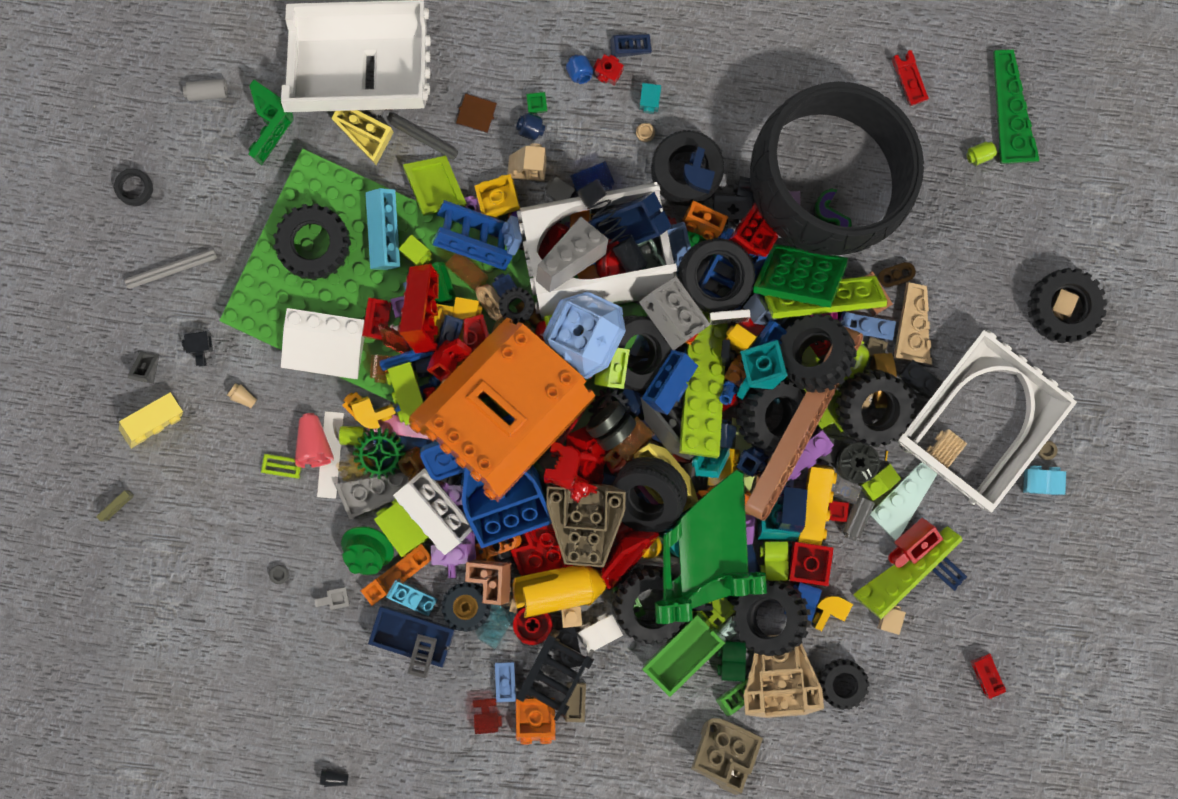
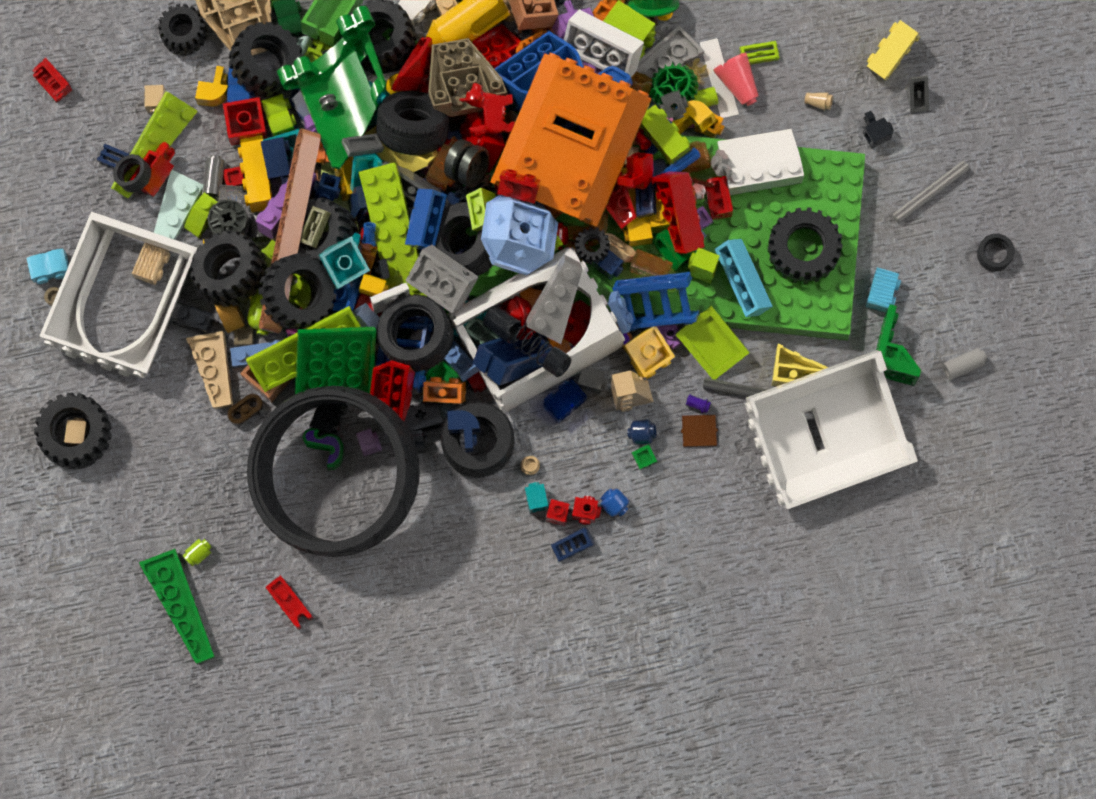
camera: 160 degrees right, 10 degrees down
(254, 185) = (883, 289): none -> medium azure brick
(363, 347) = (720, 163): none -> light grey plate
(386, 424) = (674, 97): none -> dark grey brick
(467, 136) = (697, 403): none -> dark purple pin
(570, 370) = (518, 186): none -> red bracket
(635, 76) = (557, 512): none -> red brick
(706, 485) = (362, 145): none -> dark grey tile
(725, 542) = (328, 102): none -> dark grey bush
(777, 415) = (316, 227): none -> olive tile
(952, 544) = (140, 180): none -> black tyre

